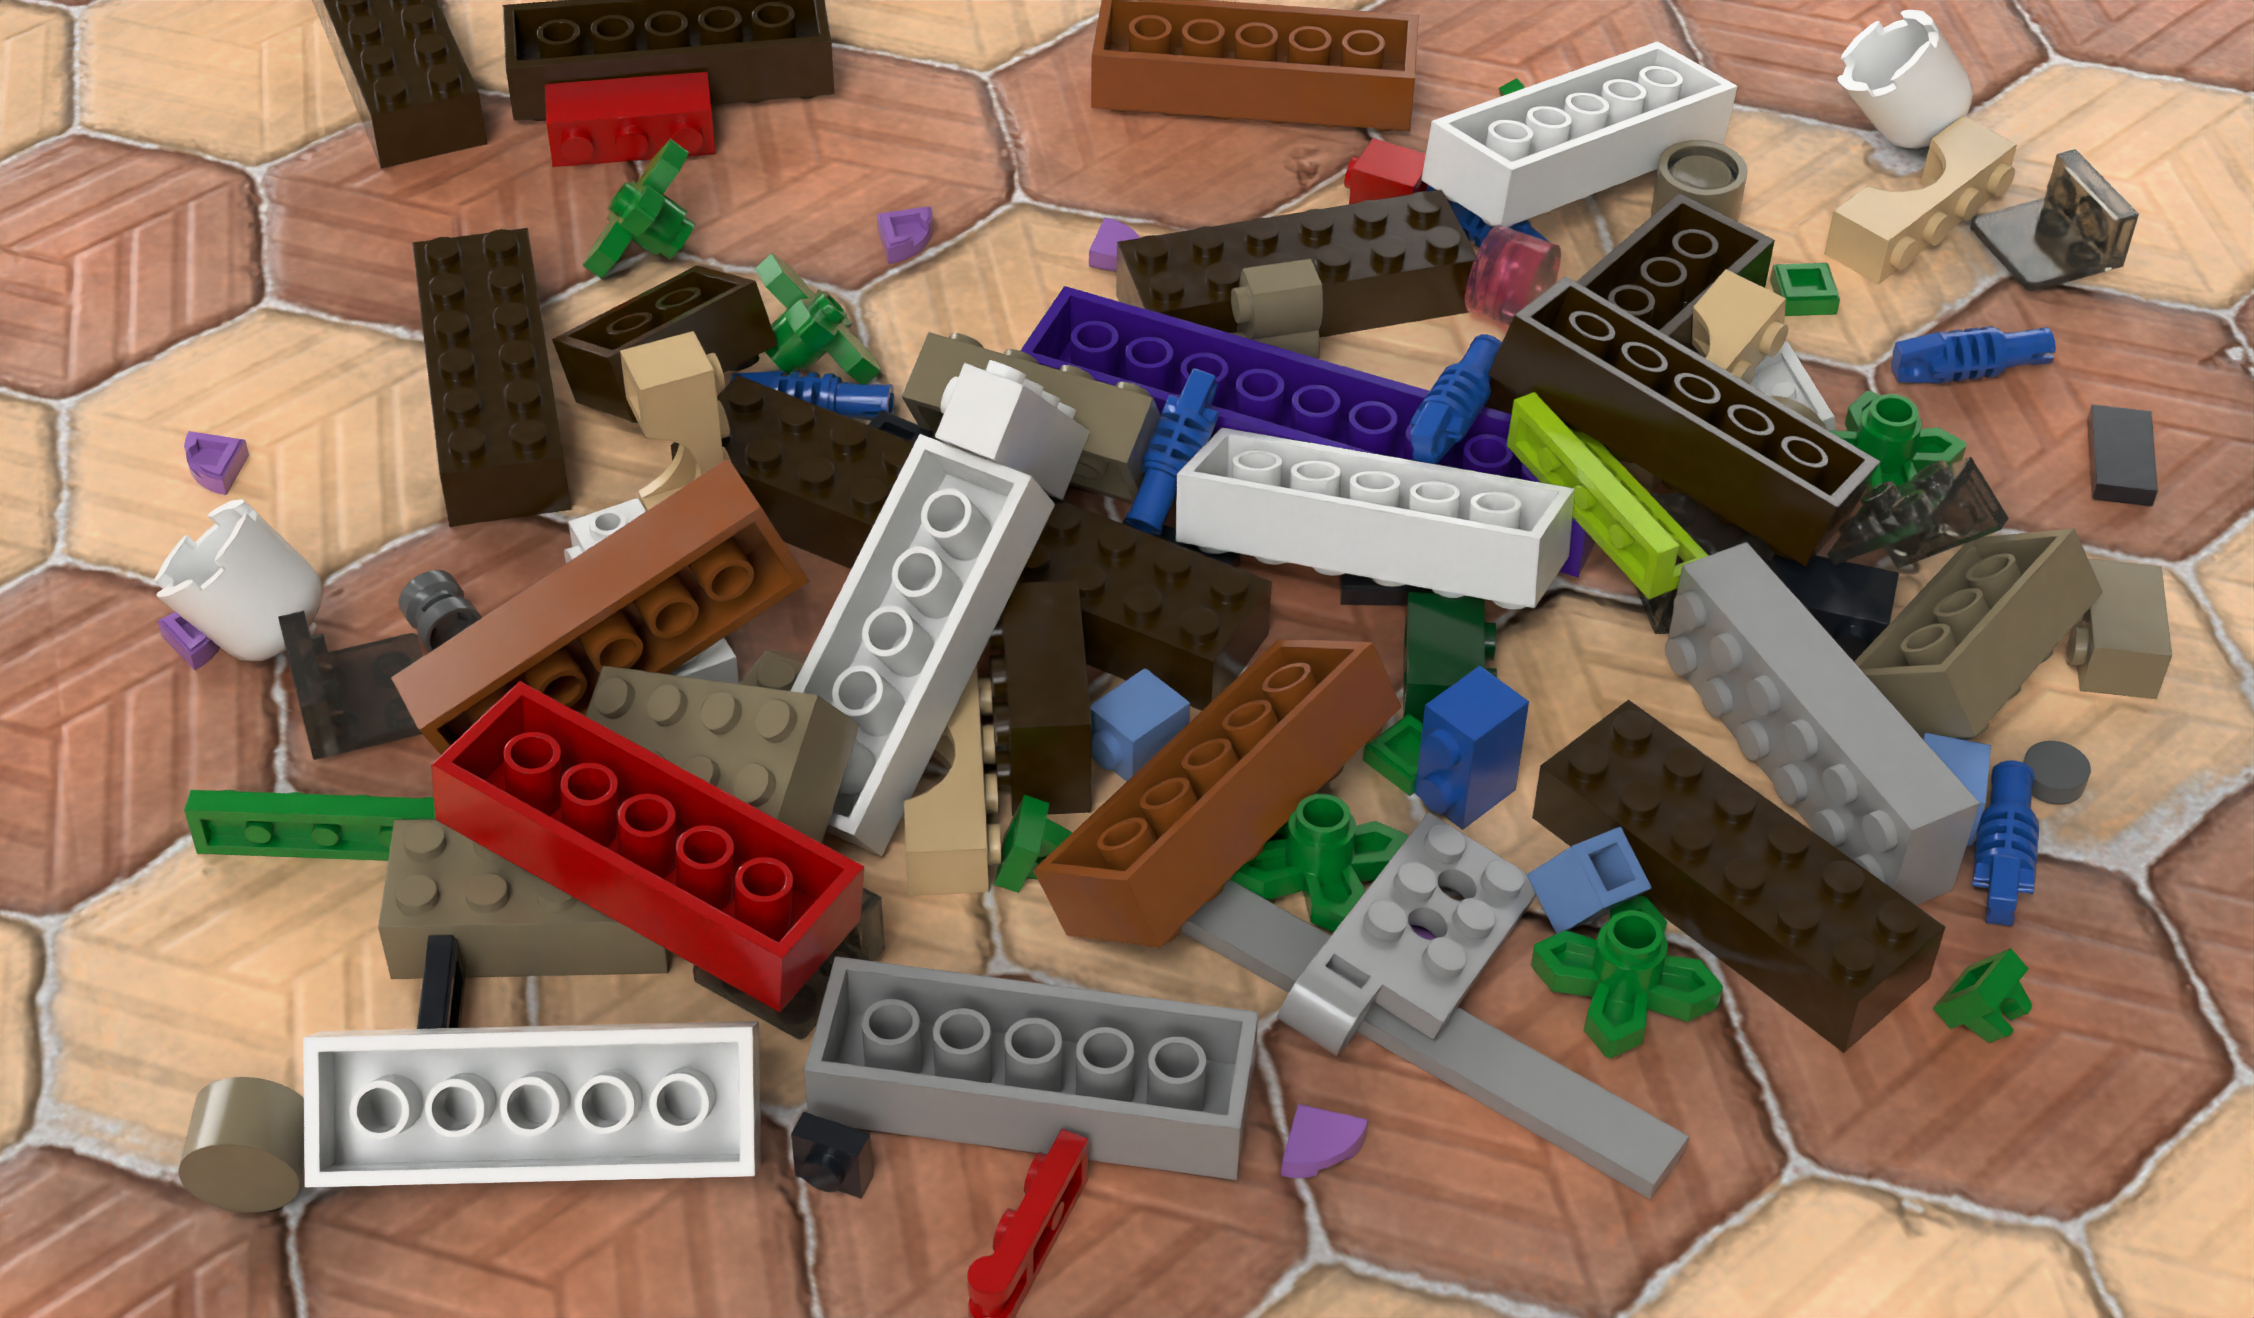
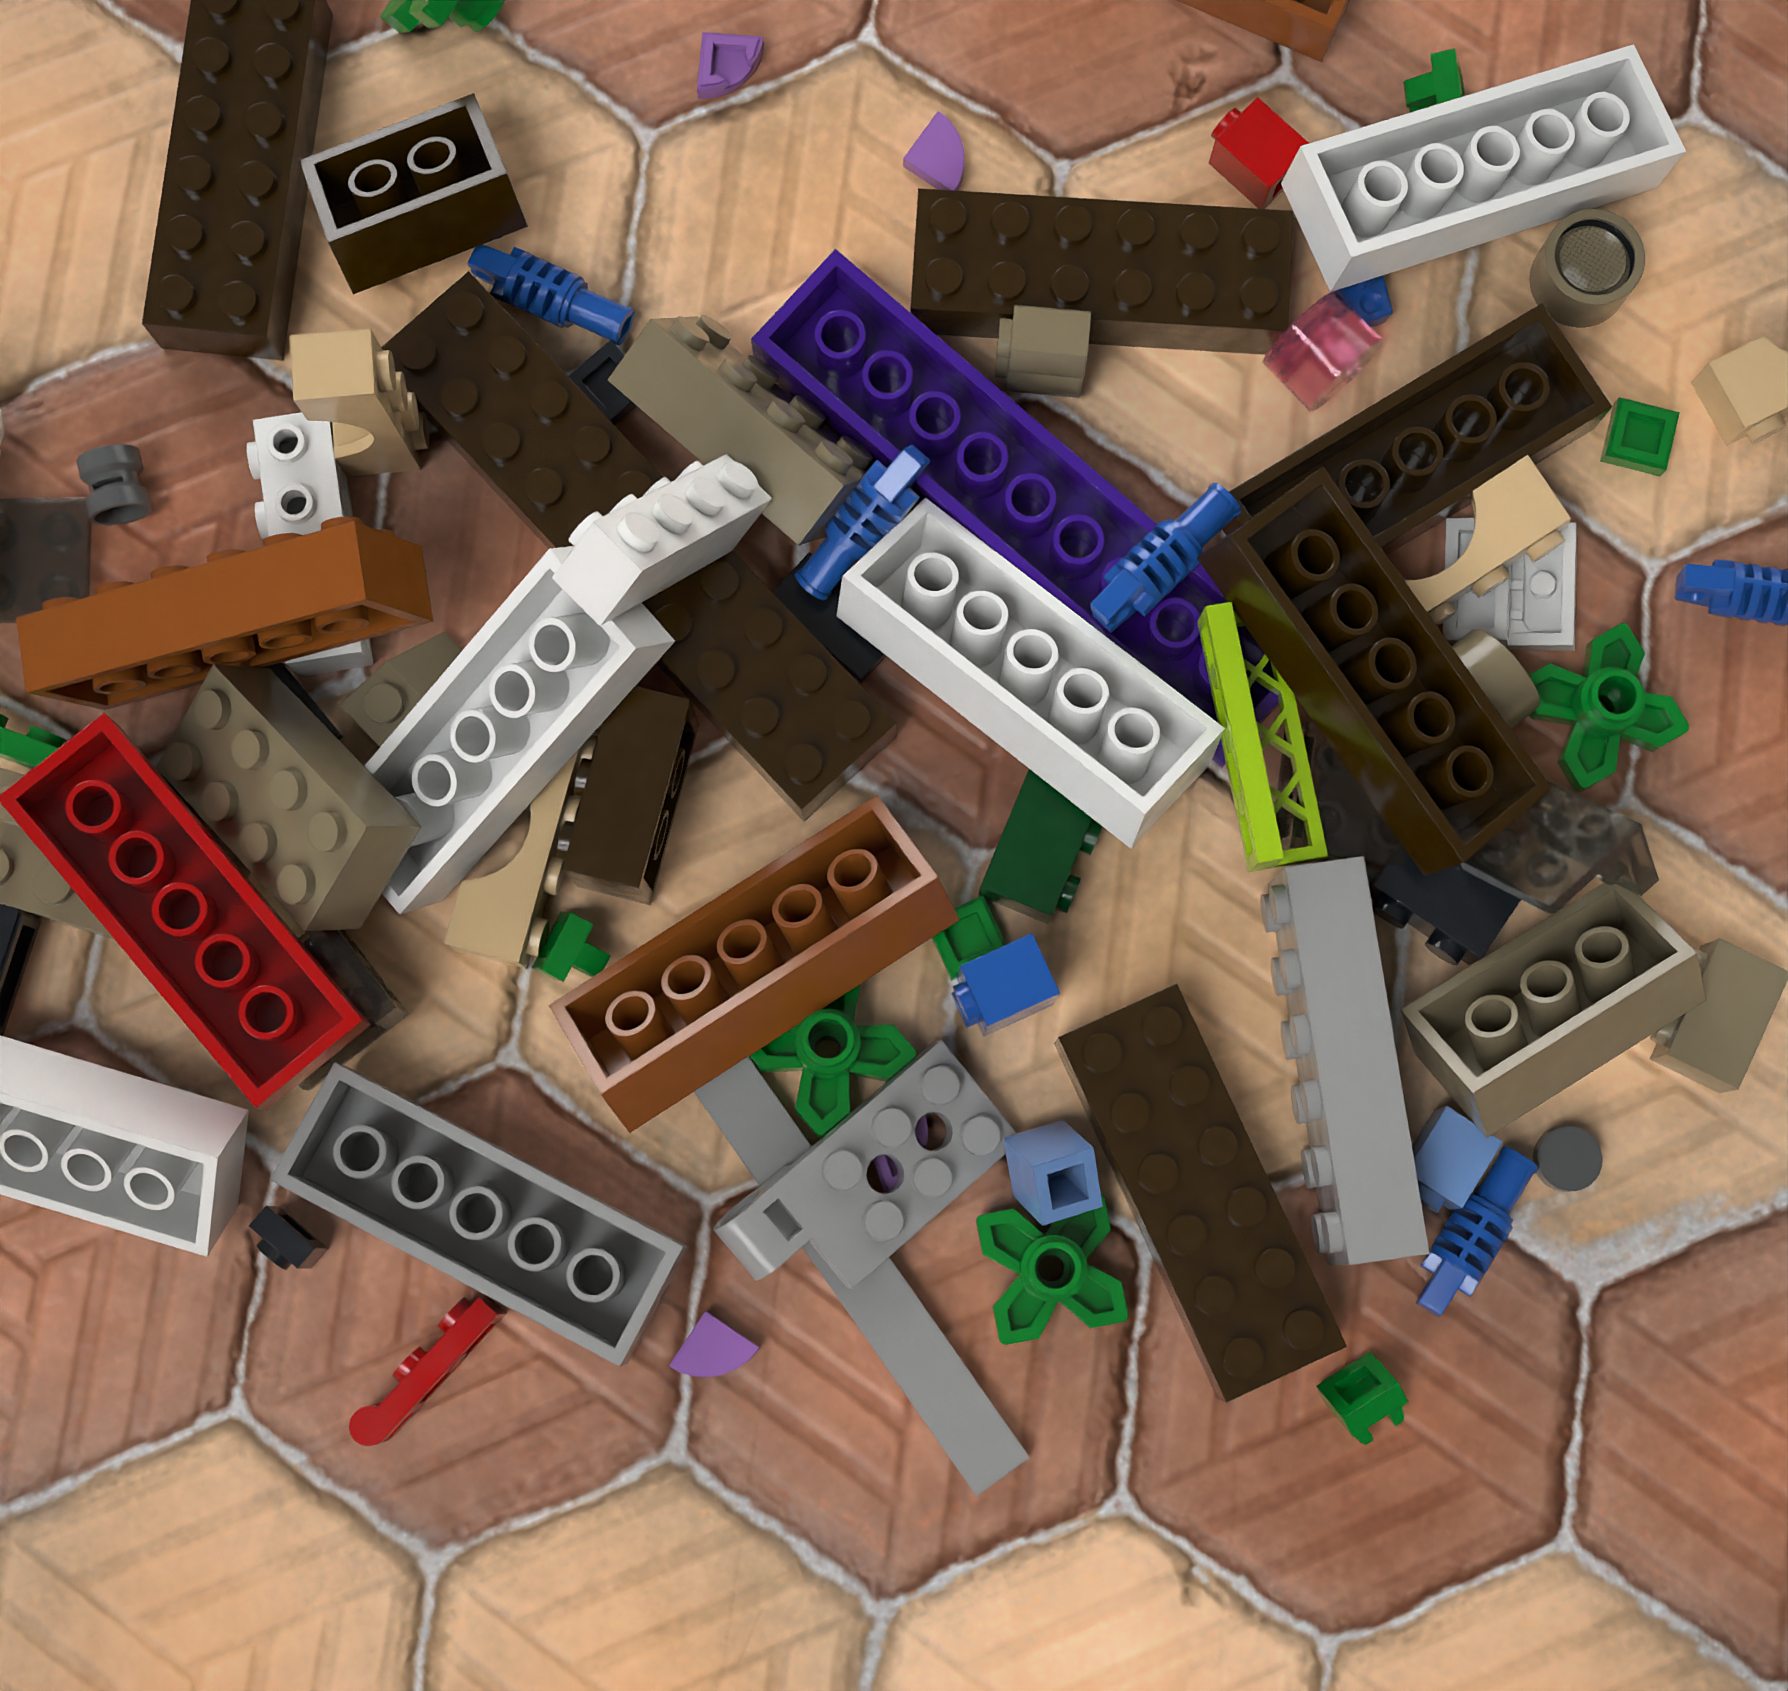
camera: 20 degrees right, 35 degrees up
(811, 326) = (575, 201): green plant -> none
(1135, 723) = (715, 838): medium blue brick -> none

